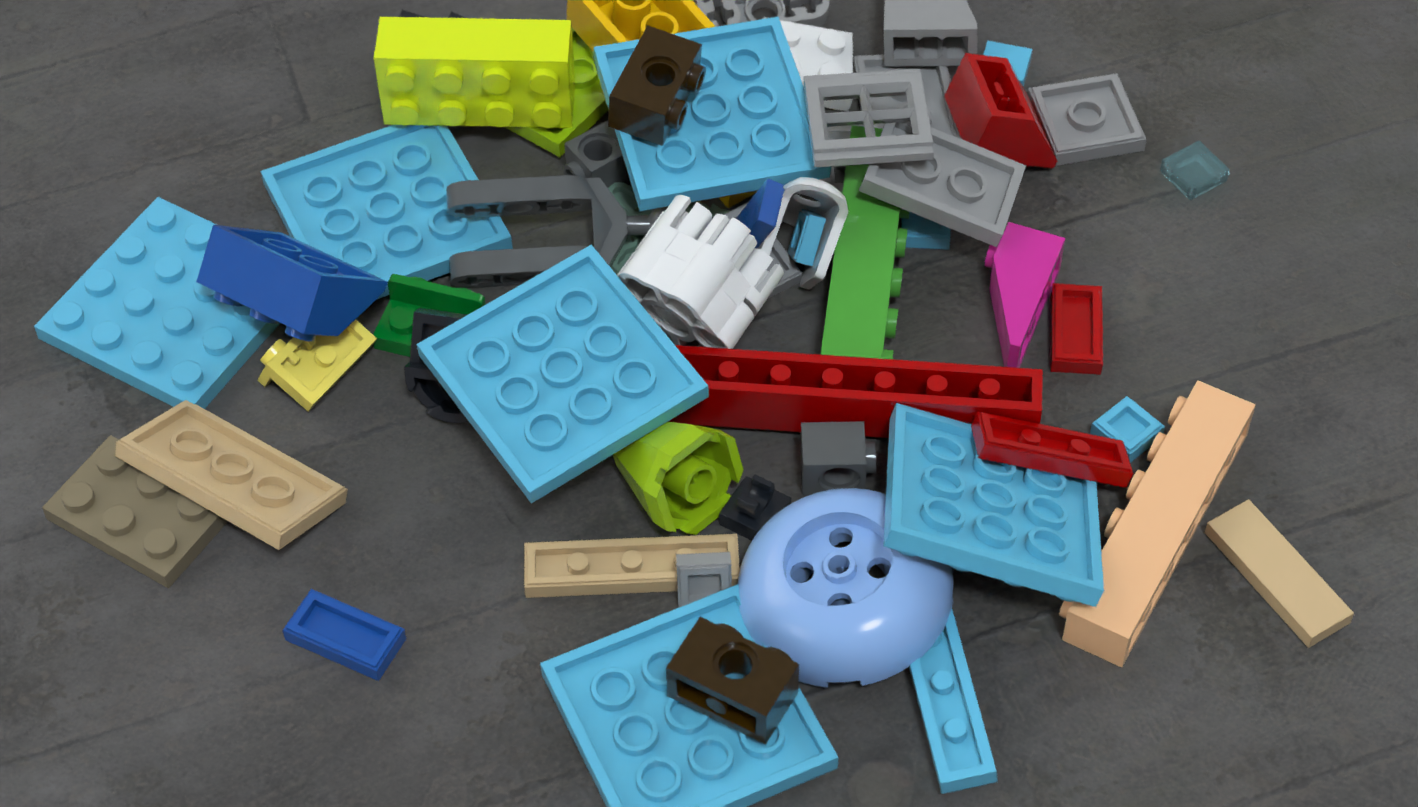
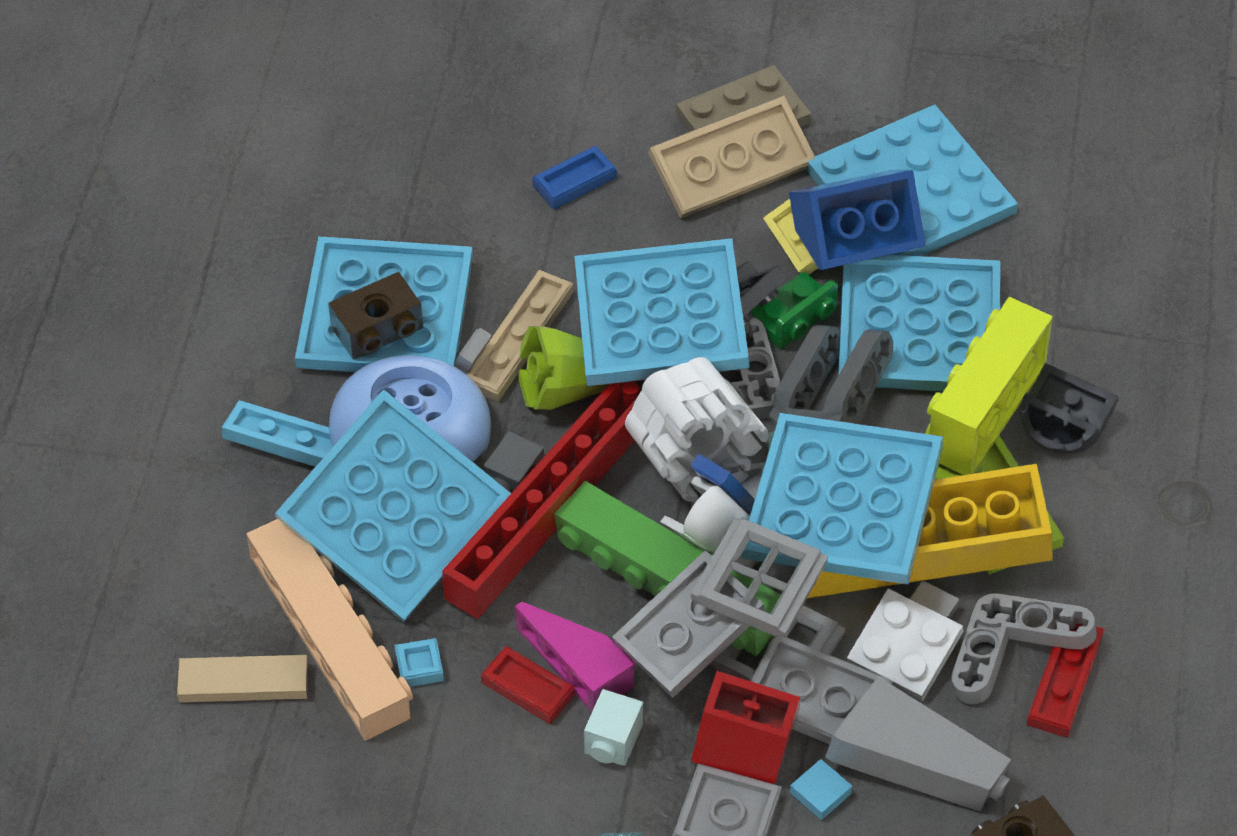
camera: 120 degrees right, 0 degrees up
(656, 85) = (886, 449): dark brown brick -> none
(752, 506) = (512, 414): black tile -> none
(1051, 449) = (418, 579): red tile -> none
(1082, 221) = (613, 728): none -> light aqua brick

